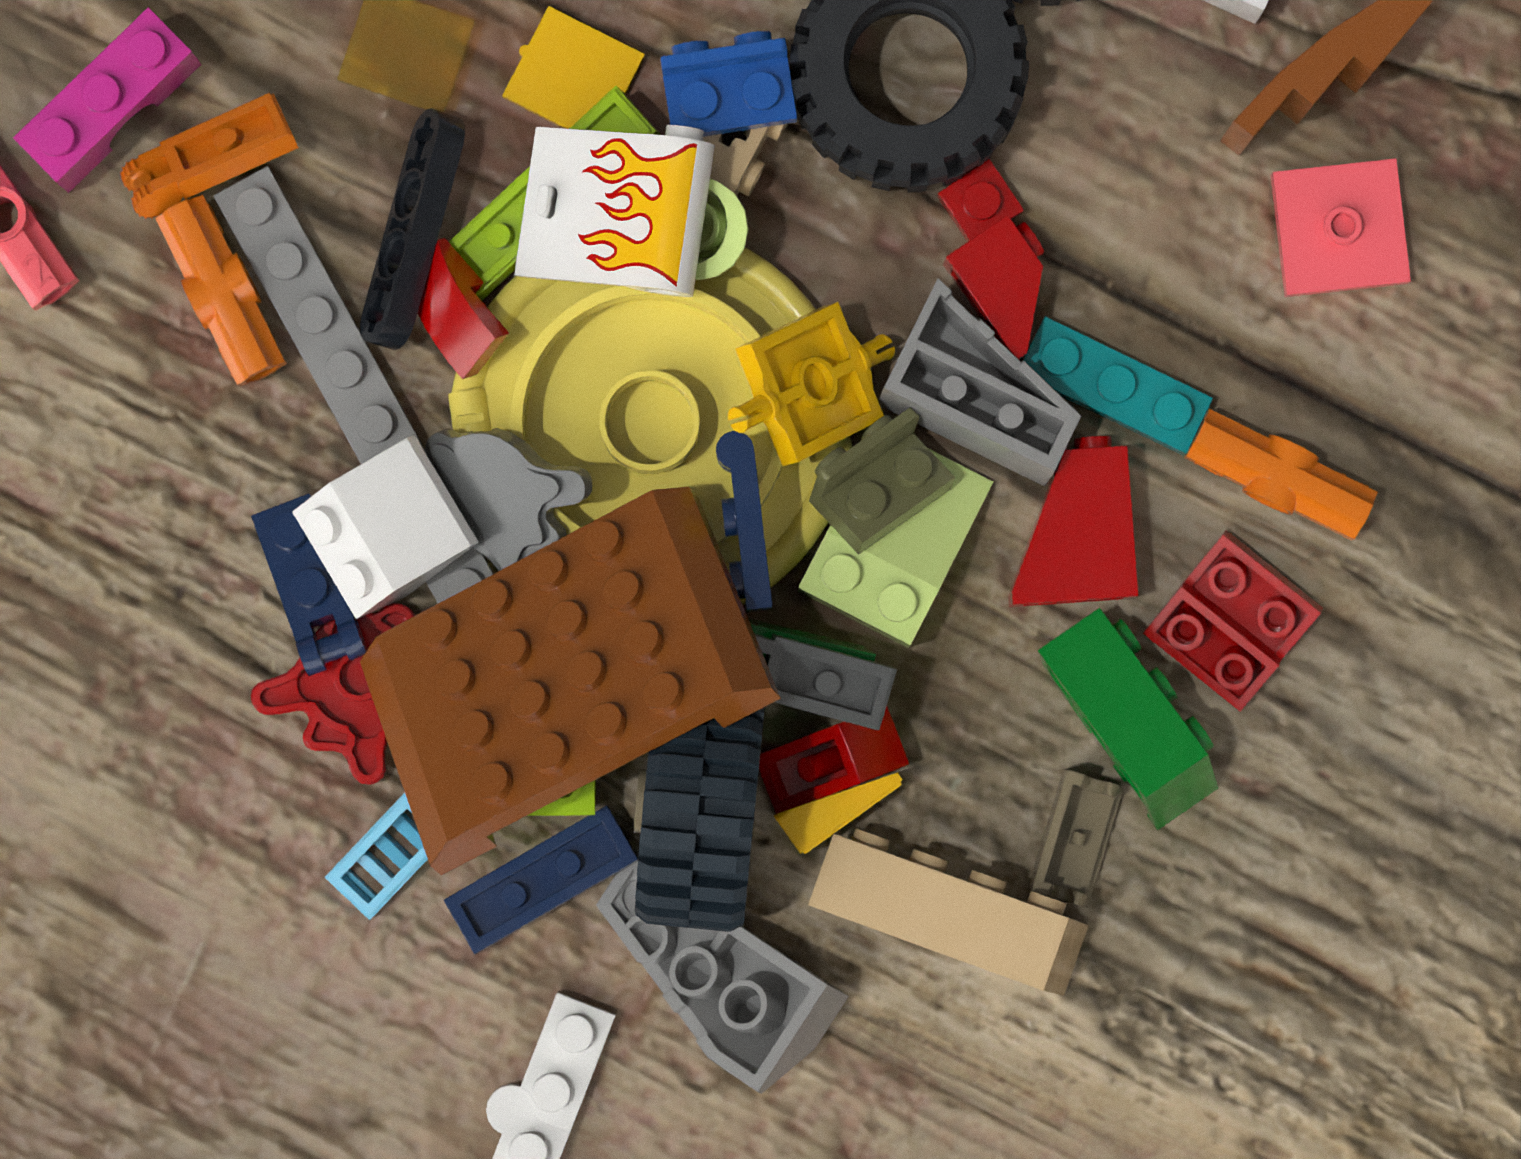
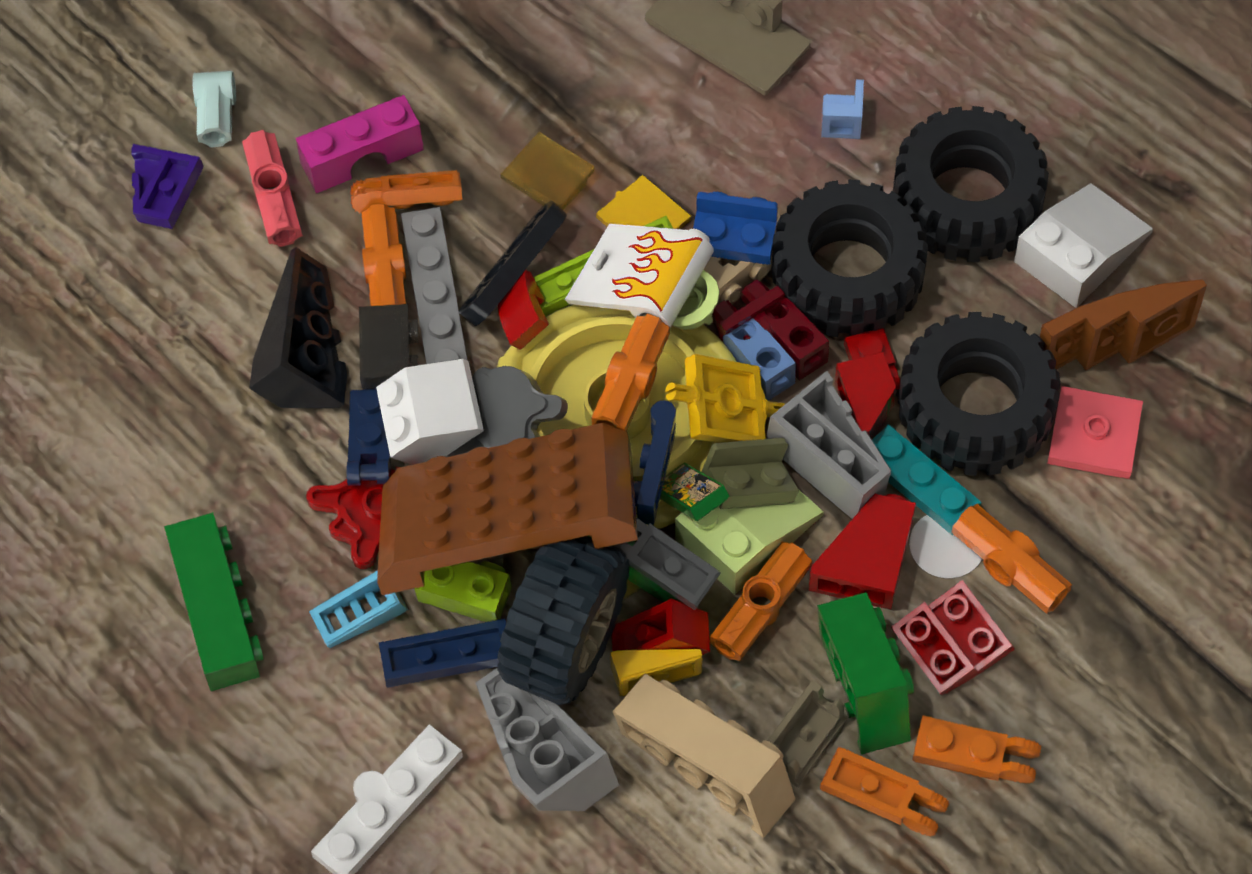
camera: 20 degrees right, 25 degrees down
(149, 477) = (297, 349): none -> black wedge
(185, 911) = (212, 601): none -> green brick
(280, 434) = (385, 342): none -> clear smoke brick
(662, 390) = (631, 372): none -> orange piece
(811, 543) = (693, 492): none -> tile
(817, 214) = (772, 336): none -> dark red hips
(963, 617) = (748, 620): none -> orange piece
(1172, 487) = (939, 551): none -> white sticker
(1200, 884) = (881, 791): none -> orange hinge
(1210, 165) = (988, 348): none -> black tyre
(1304, 780) = (973, 750): none -> orange hinge

